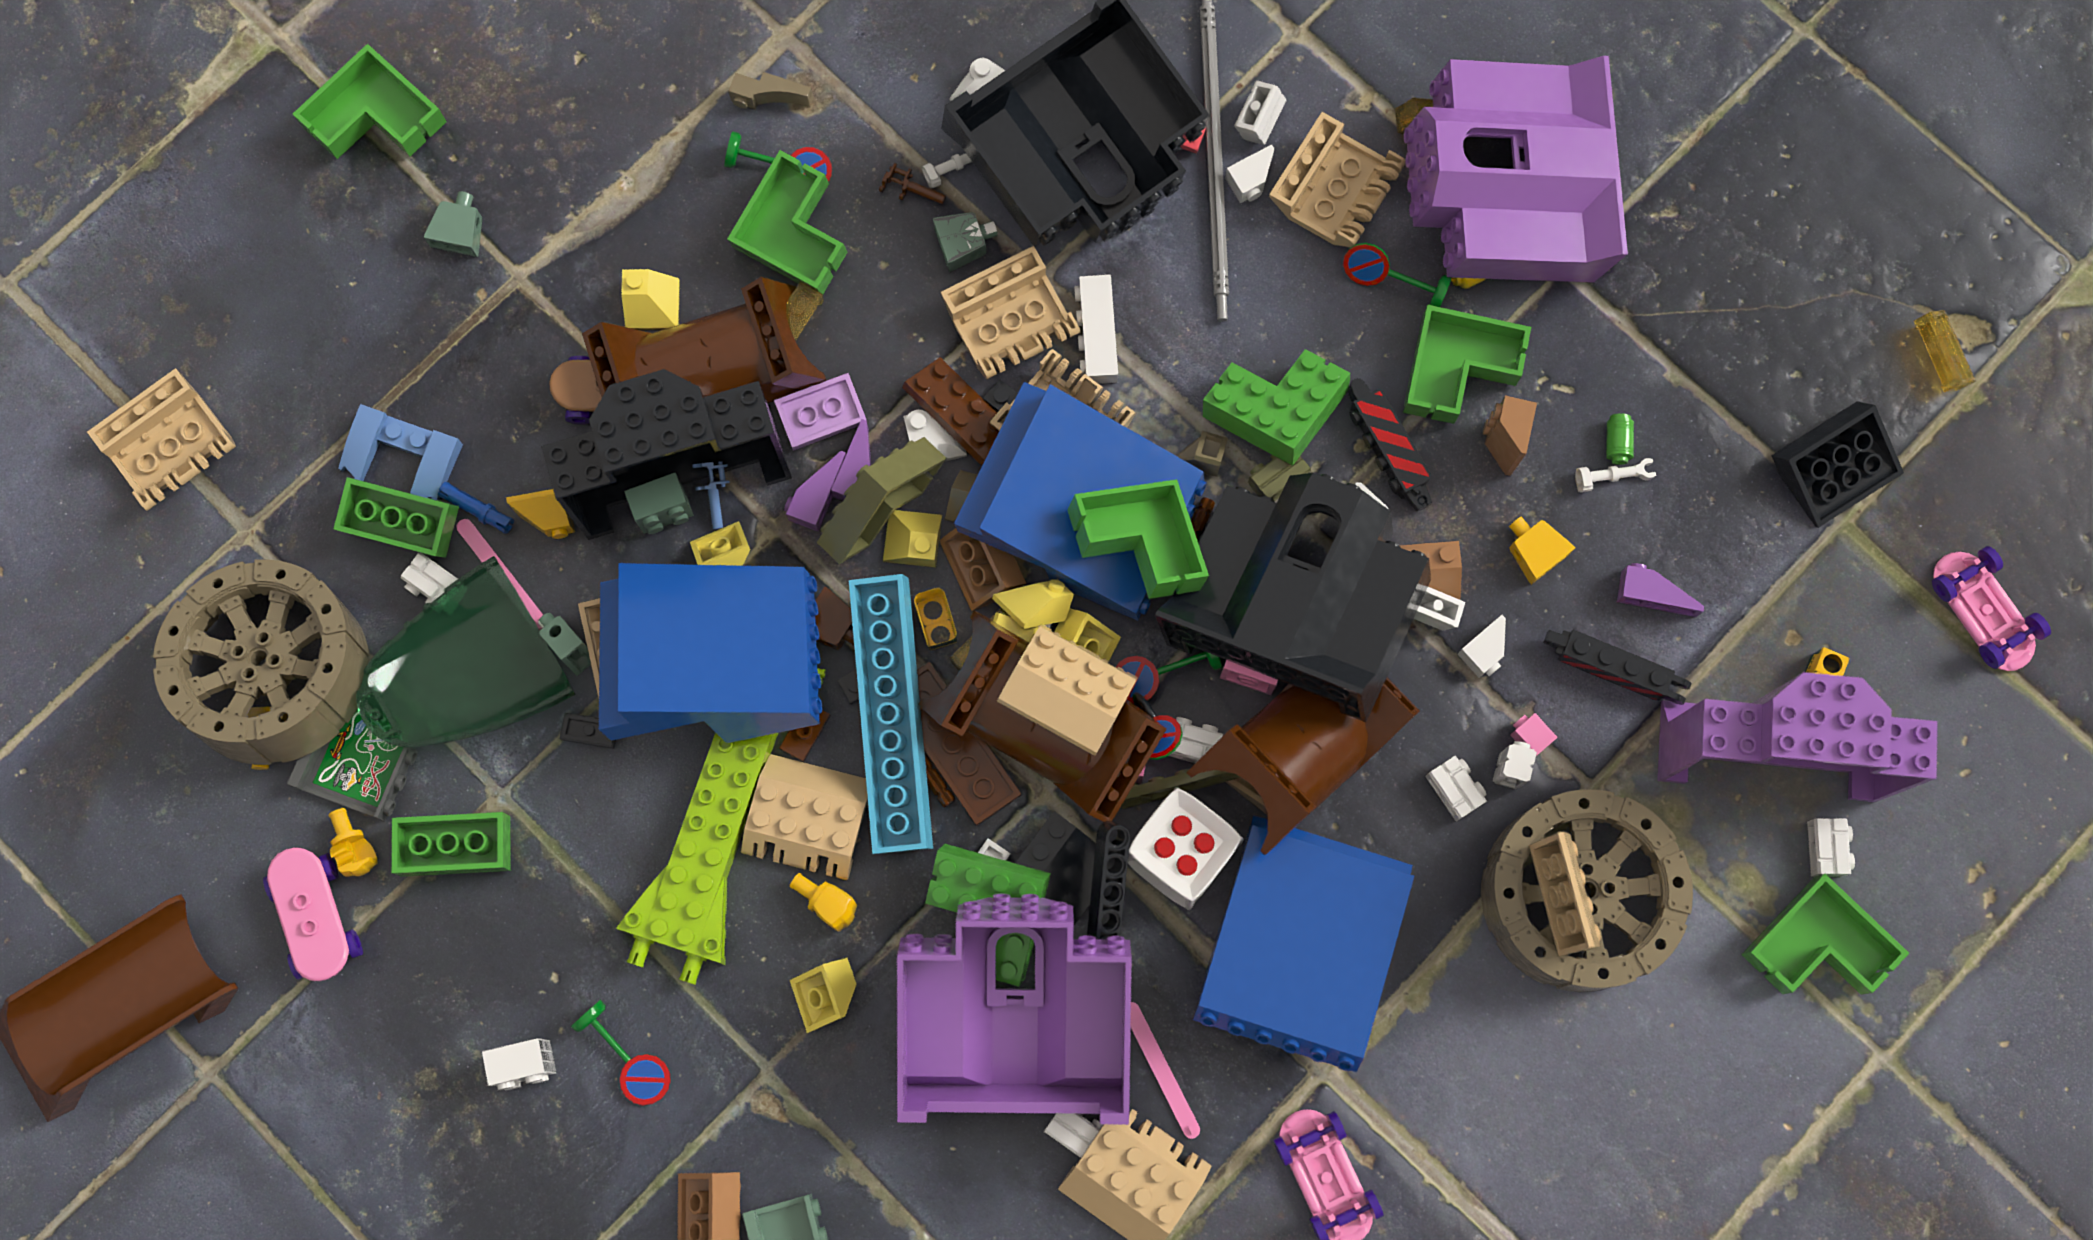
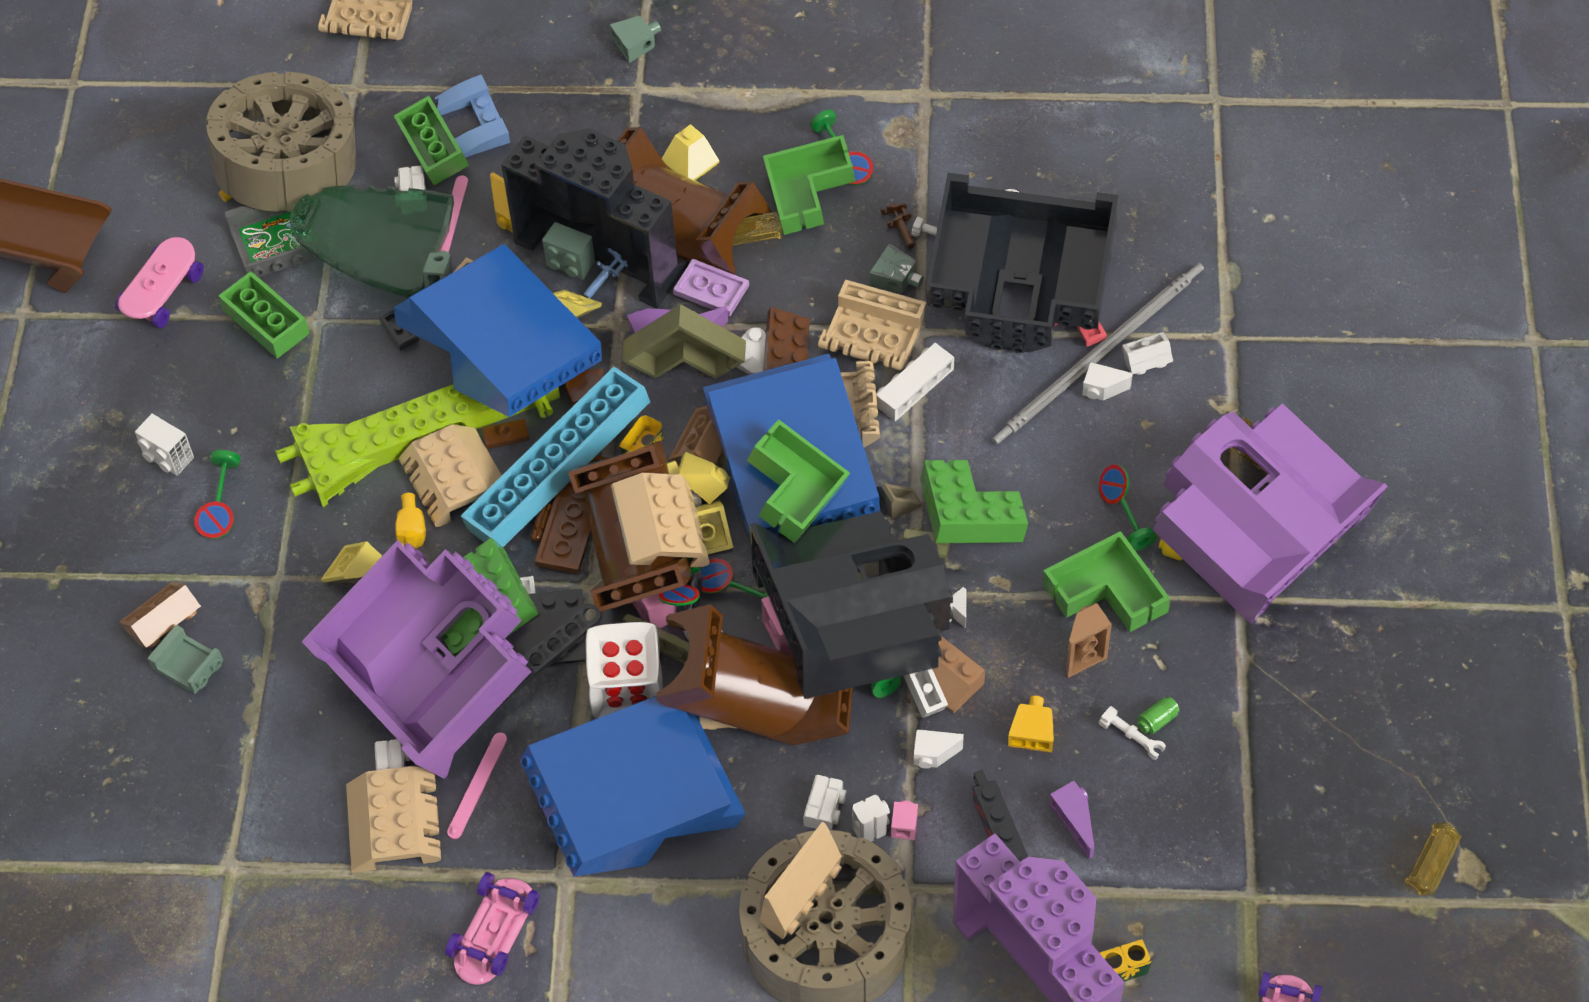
camera: 50 degrees right, 20 degrees down
(350, 848) = (216, 271): yellow piece -> none
(484, 512) = (478, 180): blue pin -> none
(770, 89) = (878, 109): dark tan slope -> none
(912, 538) = (681, 394): light yellow slope -> none
(1334, 183) = (1145, 422): tan slope -> none
(1390, 443) = (1012, 590): black hinge -> none
(1839, 462) = (1284, 858): black slope -> none

